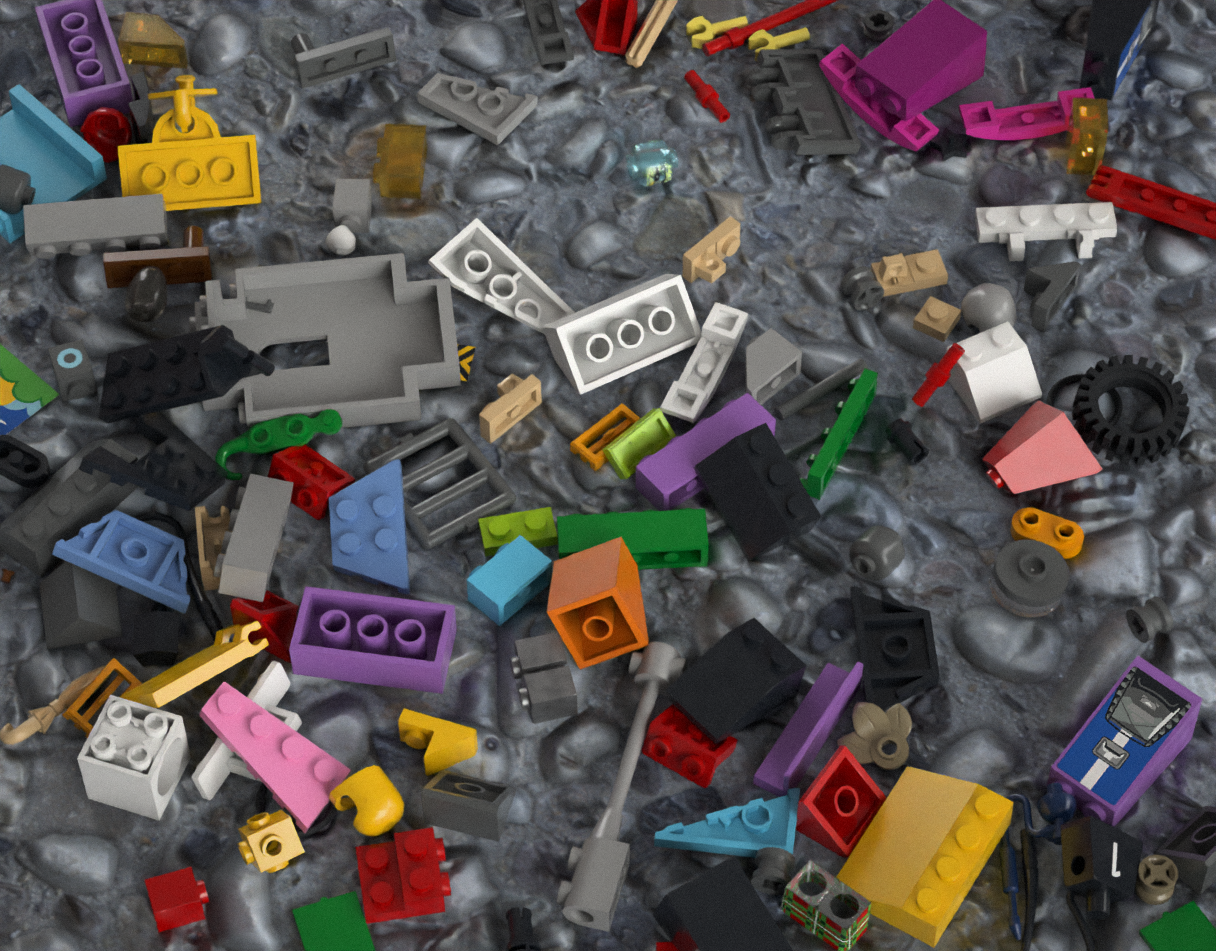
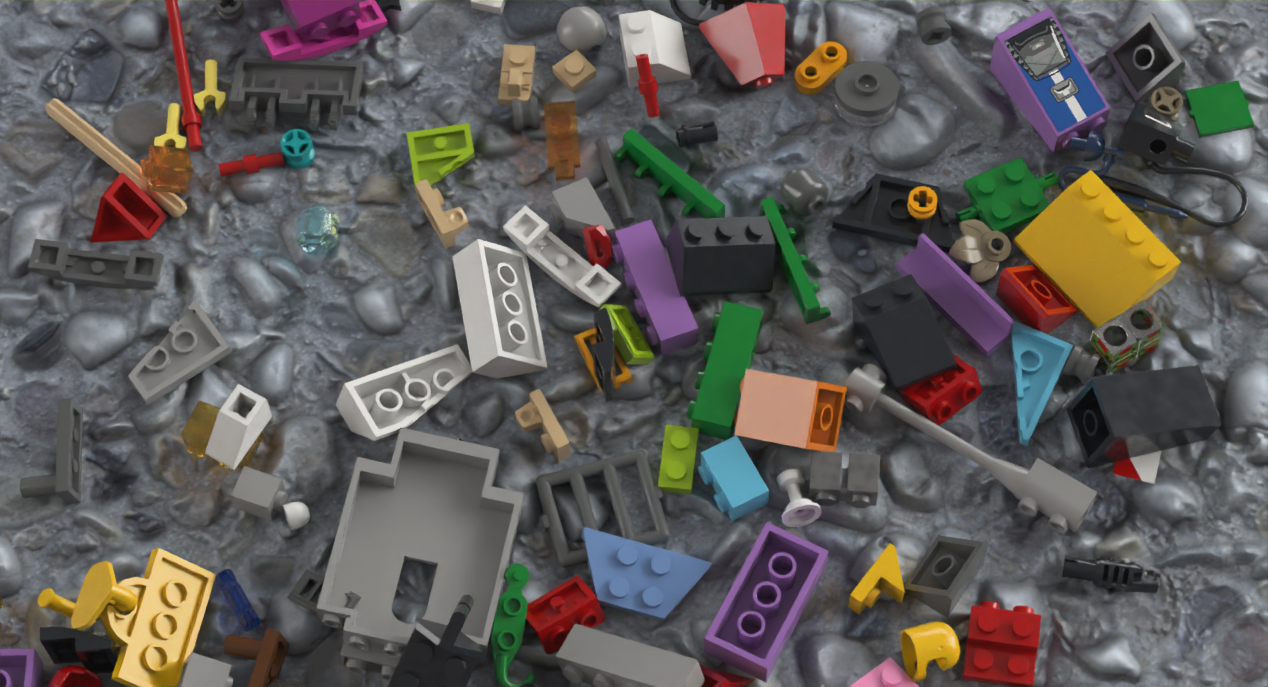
camera: 70 degrees left, 10 degrees up
(241, 227) = (237, 600): none -> clear blue axle
(401, 152) = (238, 426): none -> white slope
(493, 646) = (799, 510): none -> white piece
(594, 420) = (604, 353): none -> black slope
(664, 29) = (167, 169): none -> clear orange brick
(730, 388) = (598, 245): none -> red piece
(738, 123) = (291, 144): none -> teal wheel
(783, 233) = (439, 151): none -> lime wing
(788, 563) = (793, 264): none -> green hinge
(846, 328) = (562, 139): none -> clear orange hinge
(910, 648) = (913, 204): none -> light orange bush
(962, 746) = (1006, 196): none -> green plate

